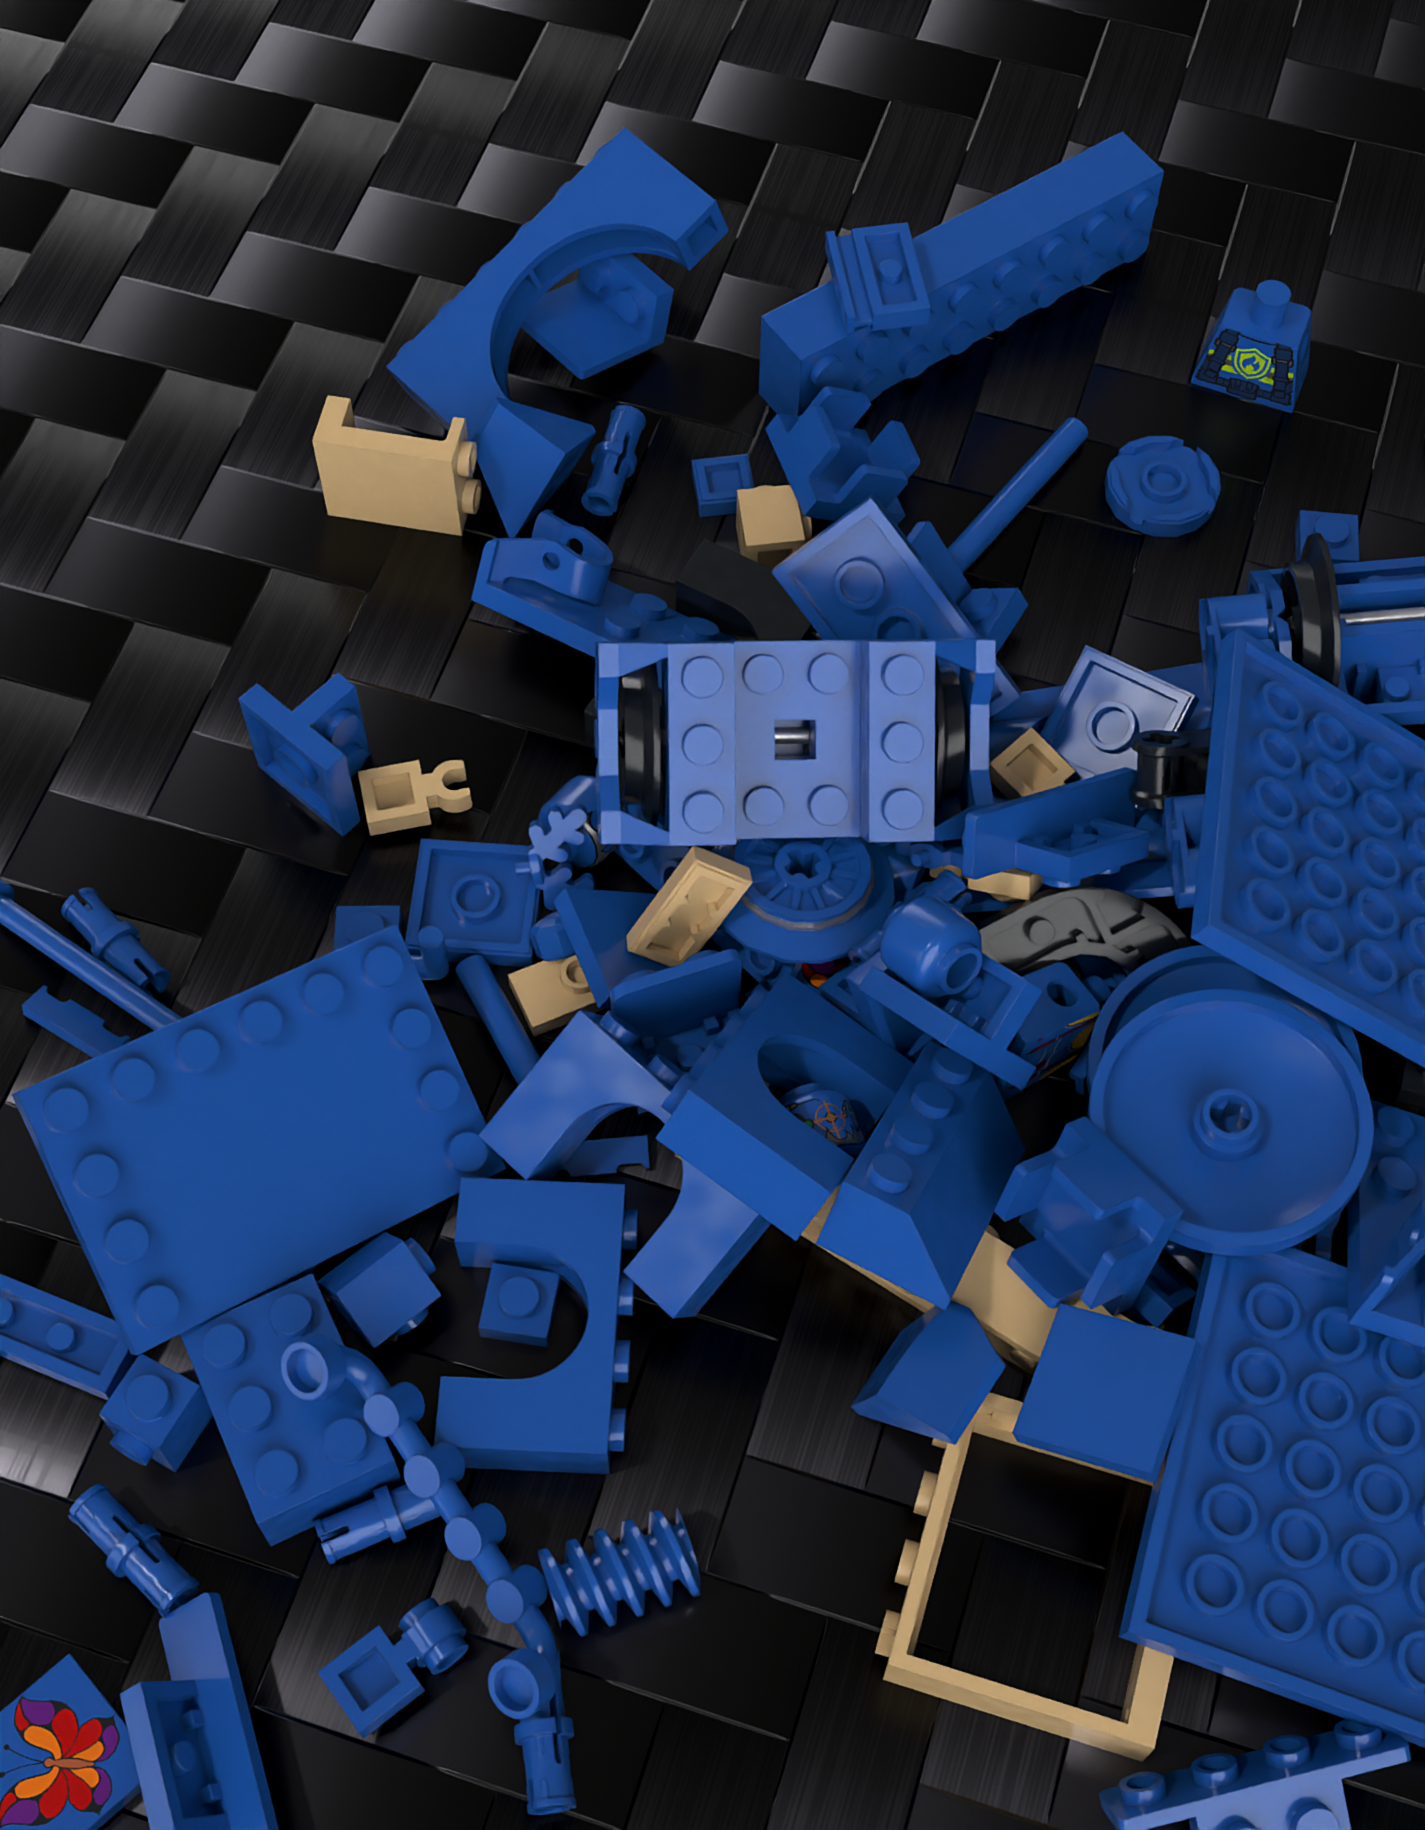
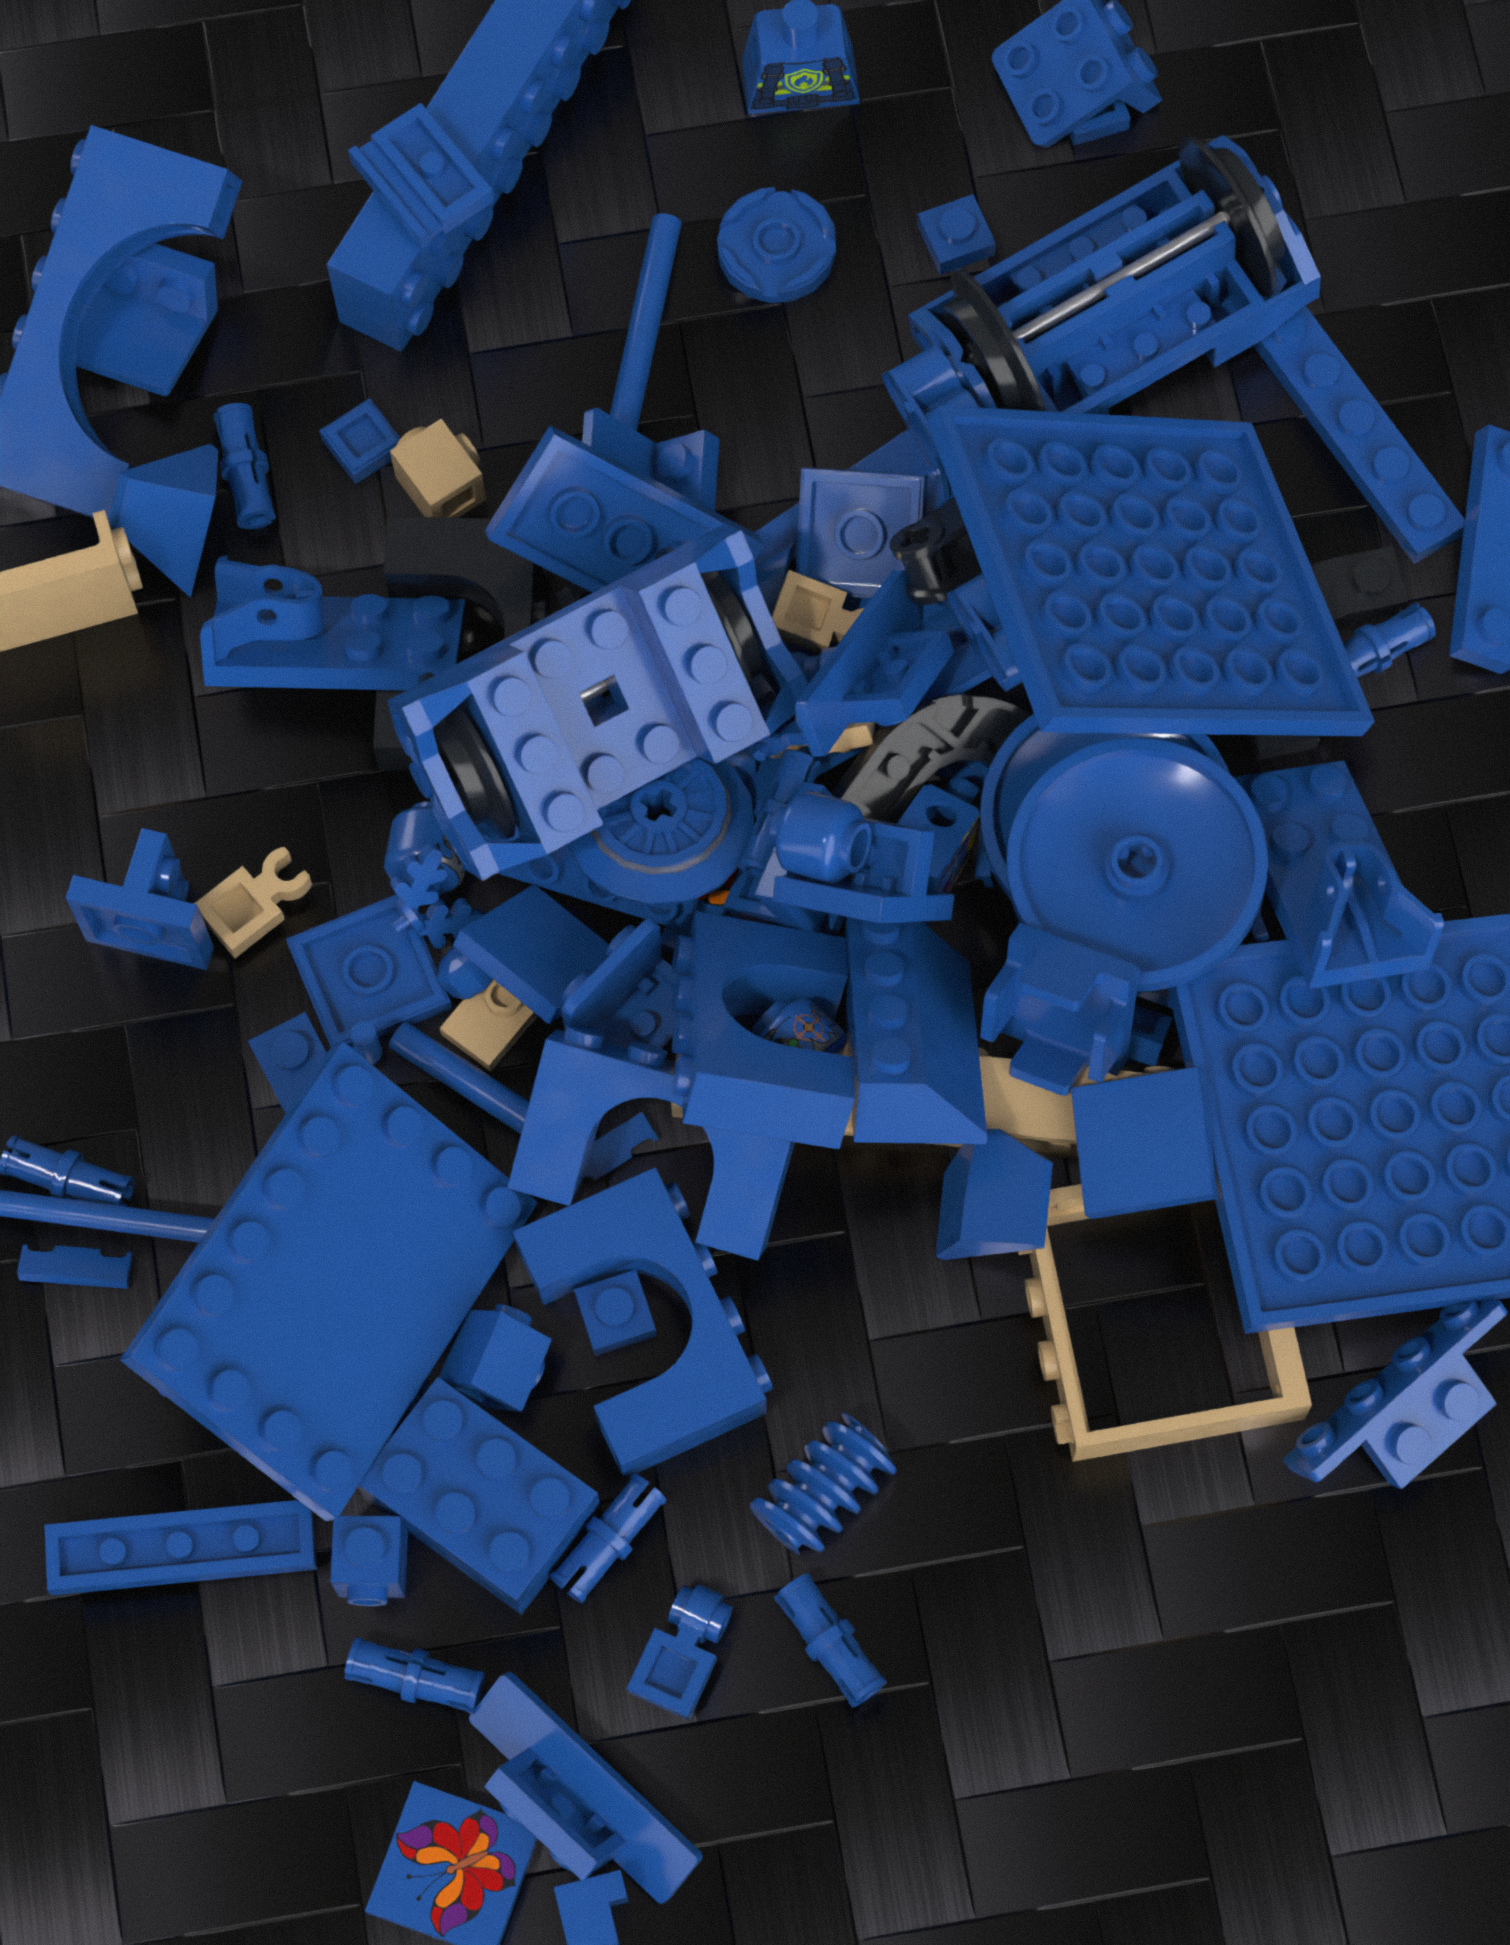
camera: 25 degrees left, 10 degrees up
(526, 1676) = (505, 1448): blue bar -> none
(689, 907) = (581, 896): tan plate -> none
(837, 464) = (472, 378): blue panel -> none

